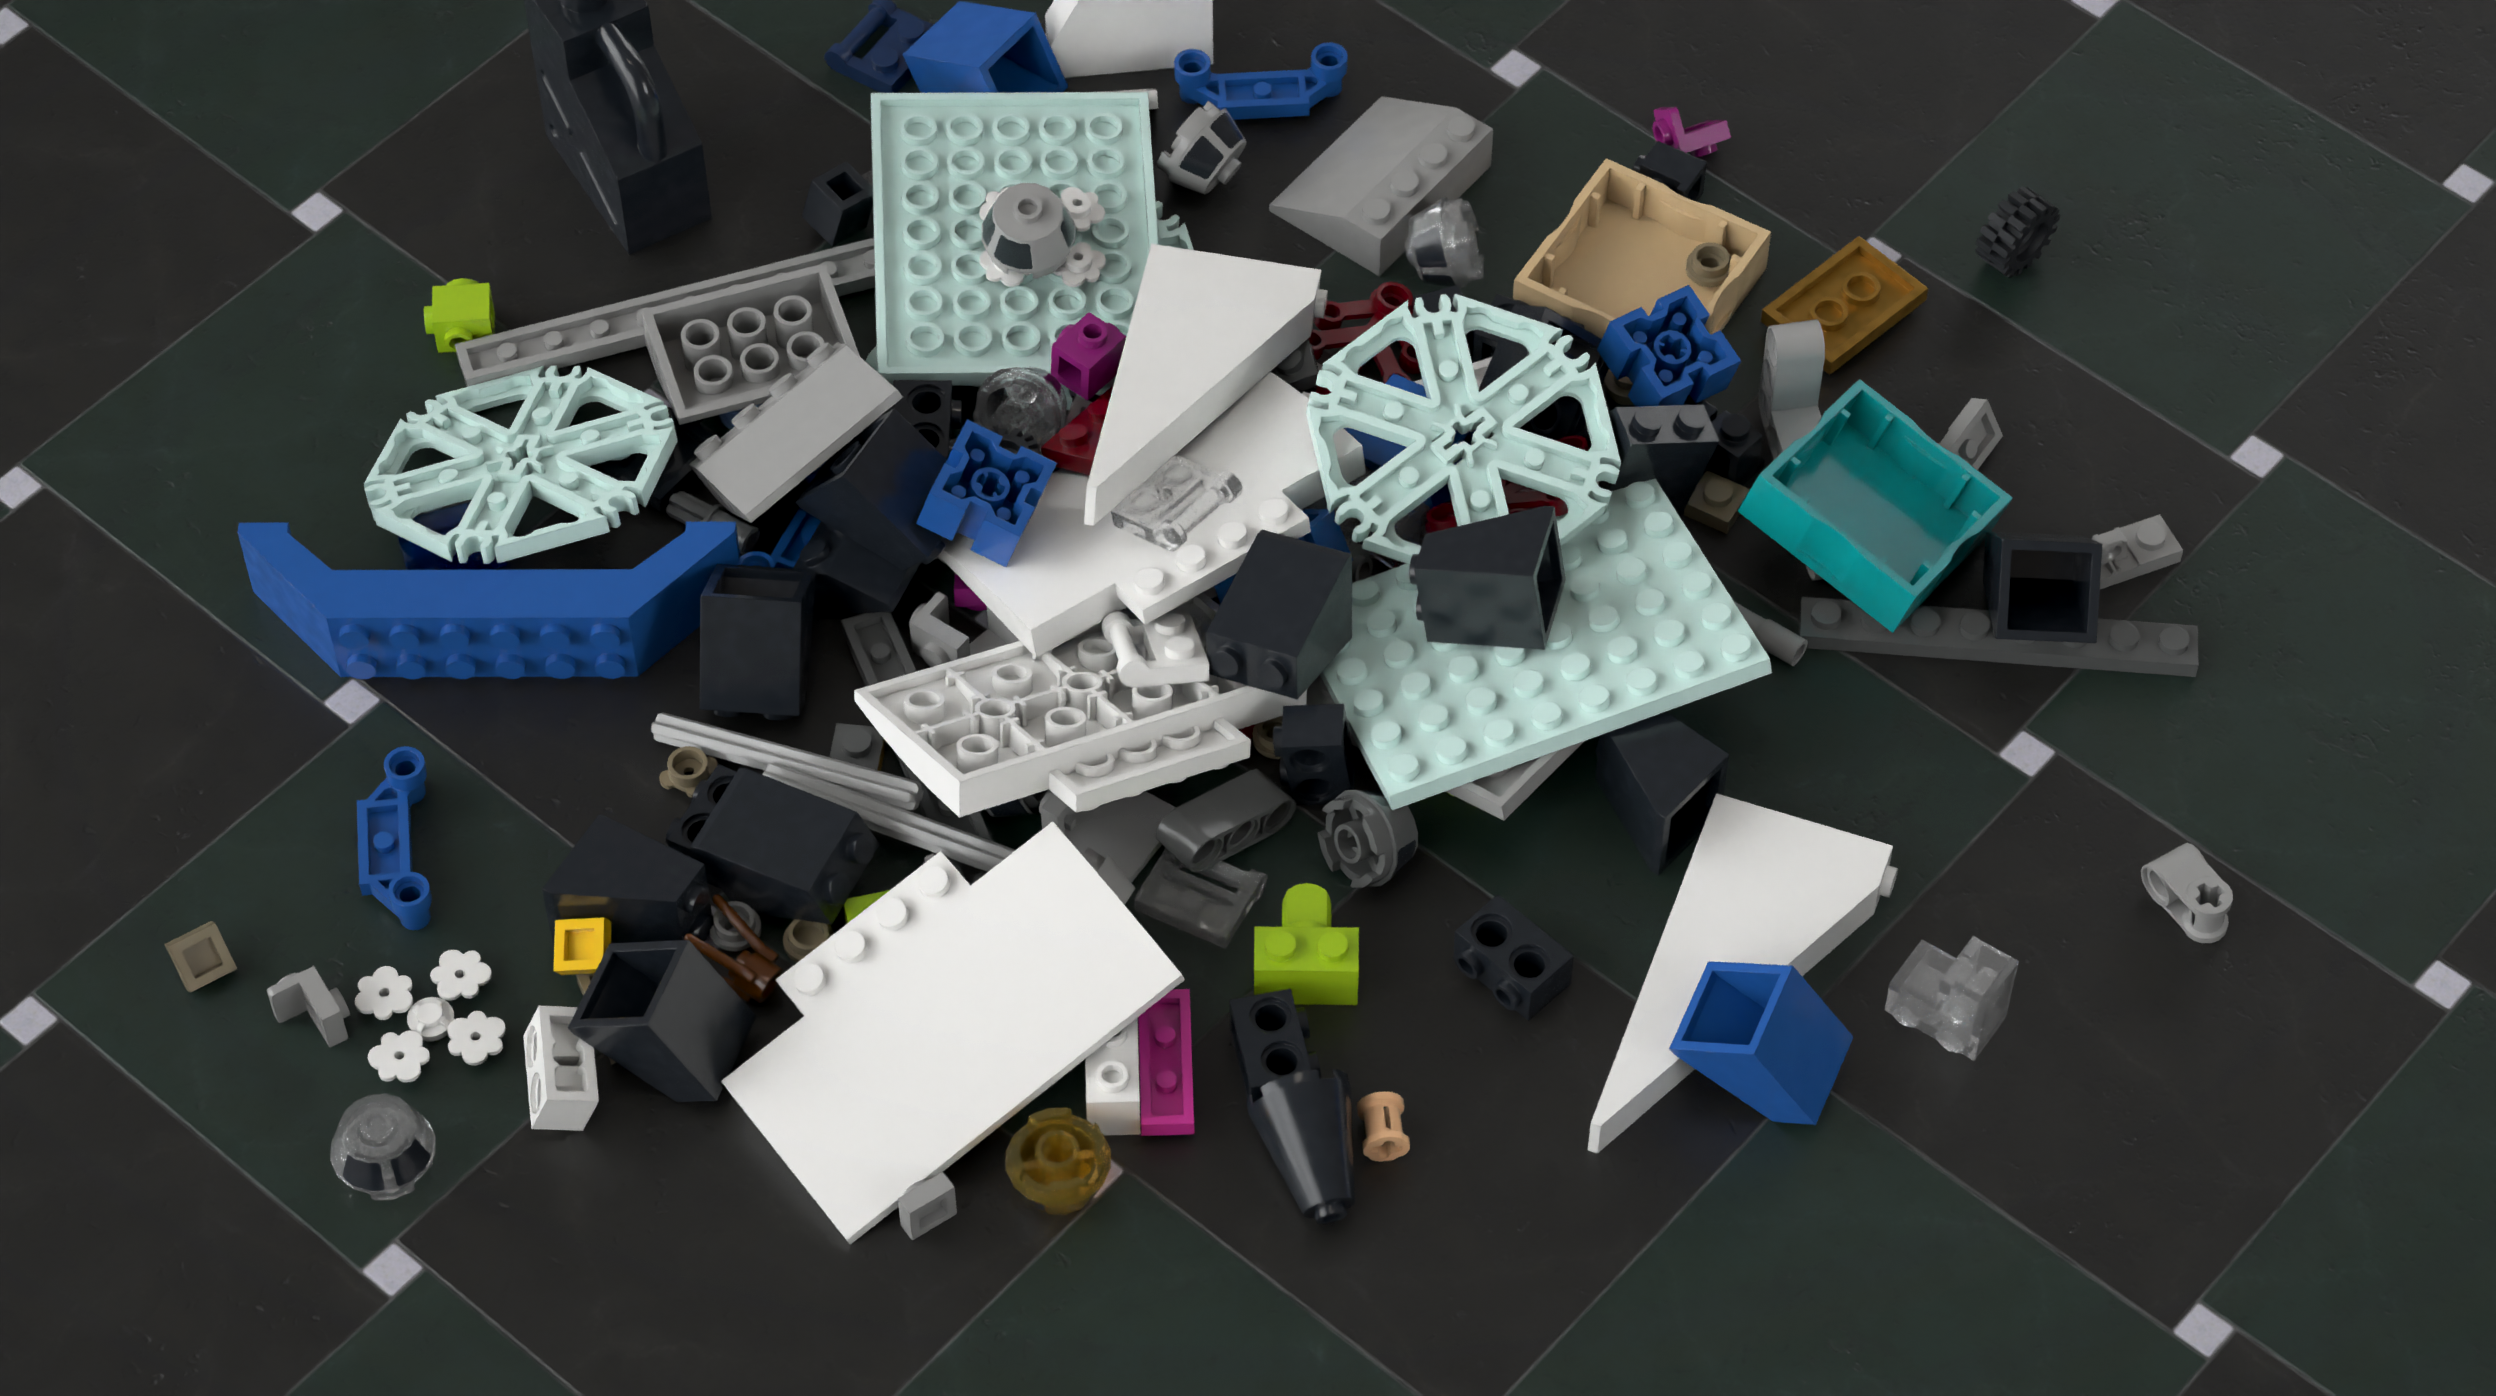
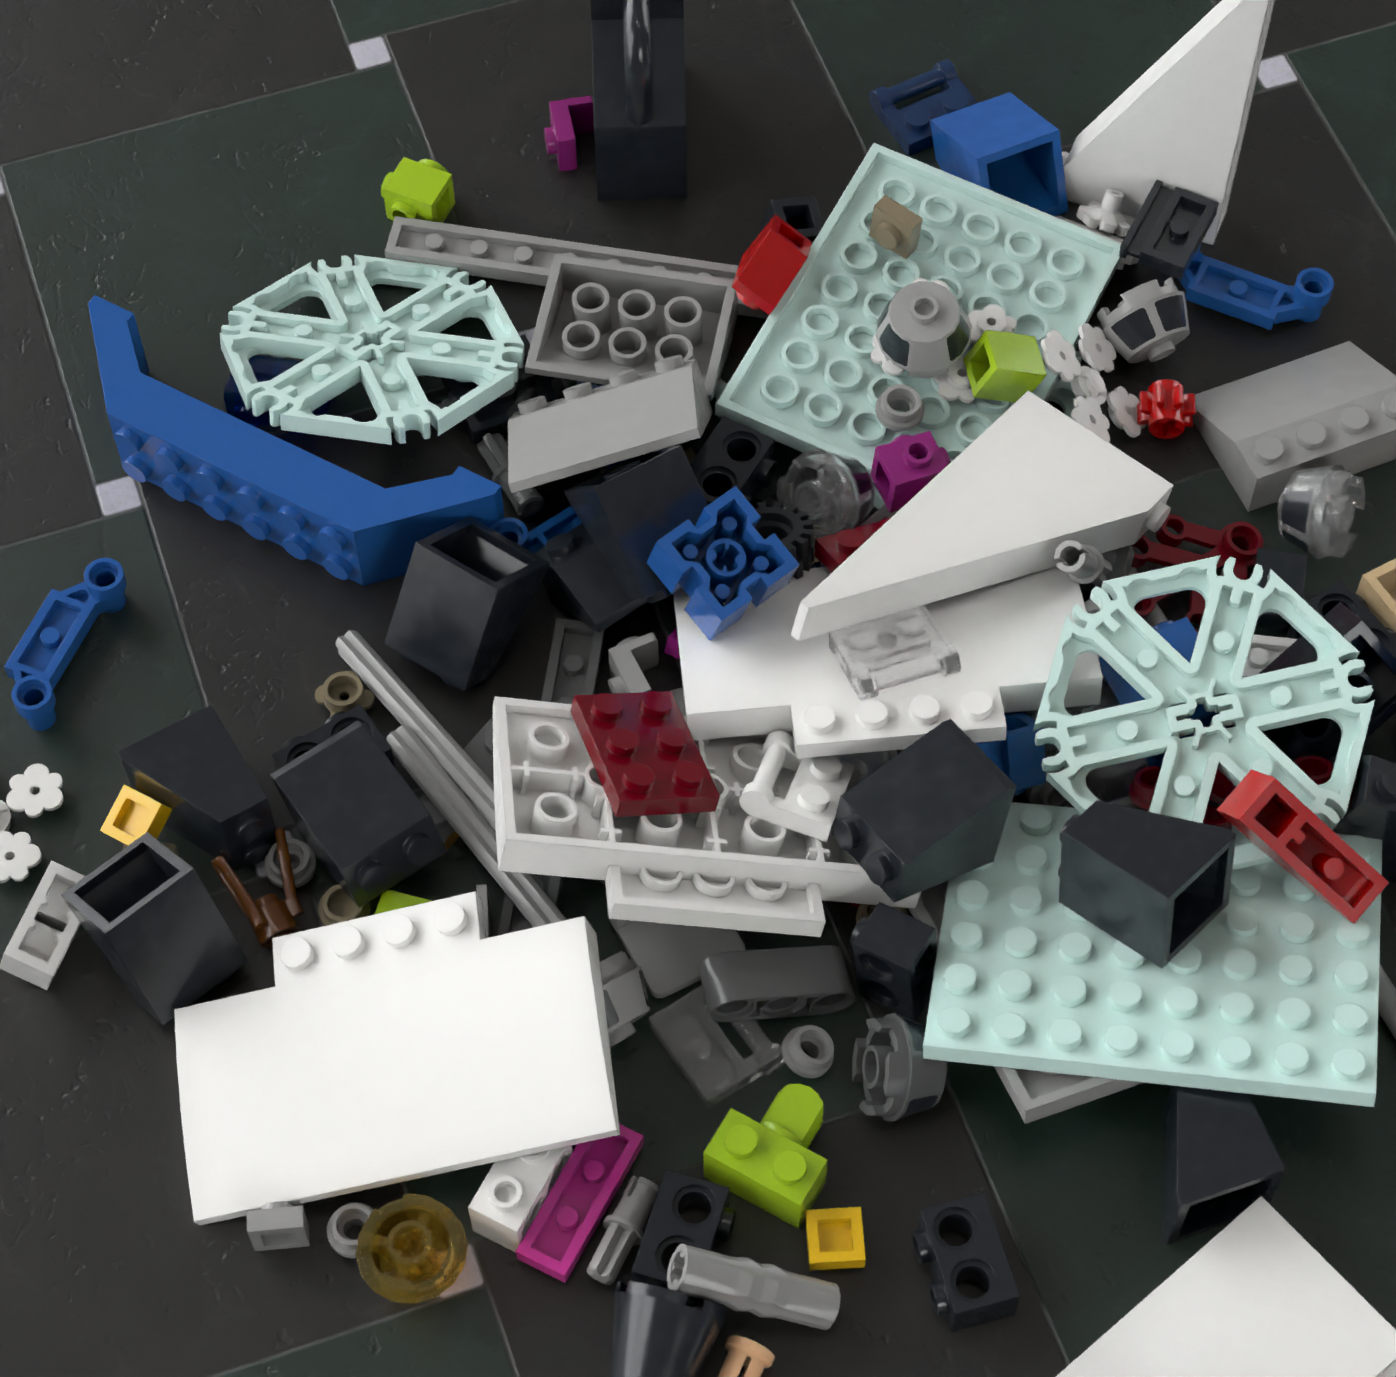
camera: 30 degrees right, 5 degrees up
(561, 201) = (568, 119): none -> magenta bracket
(849, 236) = (770, 265): none -> red slope
(943, 156) = (895, 227): none -> dark tan plate
(984, 1167) = (341, 1221): none -> light grey plate
(1014, 677) = (644, 754): none -> dark red plate
(1044, 308) = (904, 399): none -> light grey plate
(1109, 74) = (1106, 214): none -> white plant
(1115, 234) = (1004, 366): none -> lime brick
(1174, 194) = (1088, 384): none -> white plant
(1180, 61) = (1169, 229): none -> black plate
(1218, 1068) = (623, 1229): none -> light grey axle
(1263, 217) = (1166, 409): none -> red gear
(1282, 862) = (815, 1043): none -> light grey plate
(1285, 364) = (1082, 562): none -> light grey axle
(1360, 1049) = (753, 1287): none -> light grey axle
(1395, 992) = (835, 1238): none -> yellow plate
(1602, 498) = (1302, 844): none -> red slope

